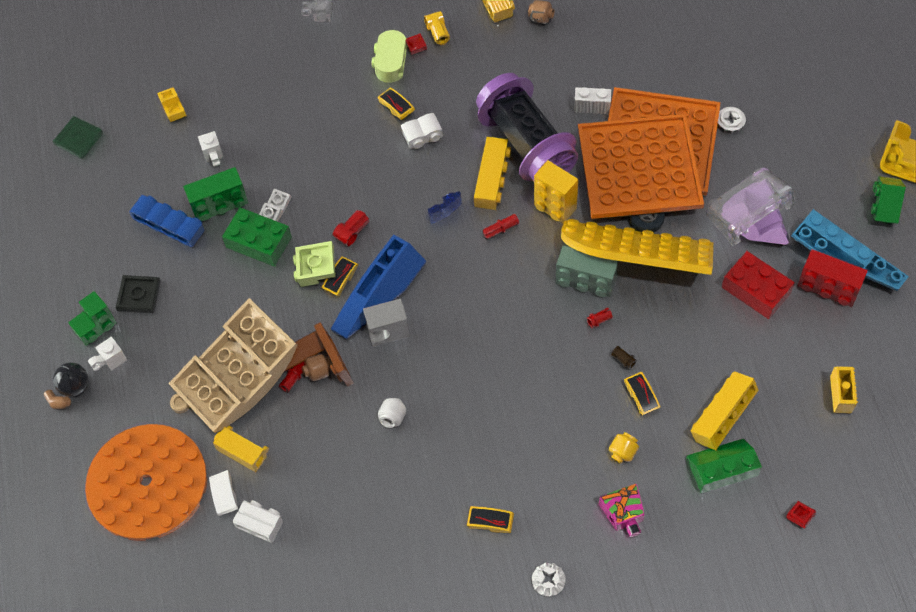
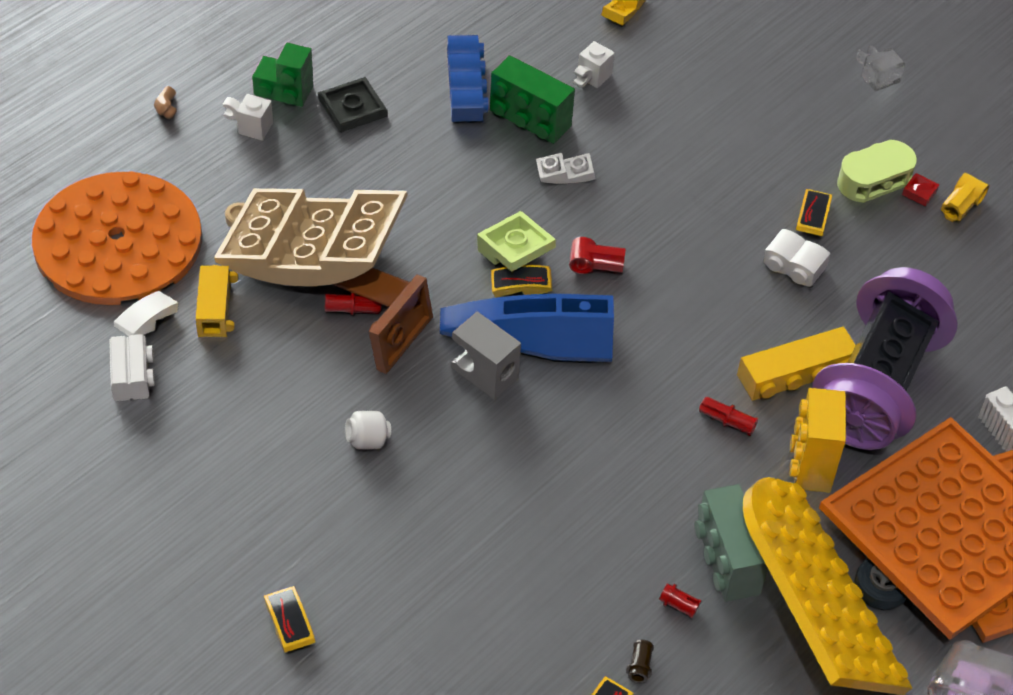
camera: 50 degrees right, 10 degrees down
(70, 379) = (195, 97): black piece -> none
(257, 236) = (509, 170): green brick -> none
(316, 367) = (367, 314): medium nougat head -> none
(450, 204) = (712, 342): clear blue slope -> none

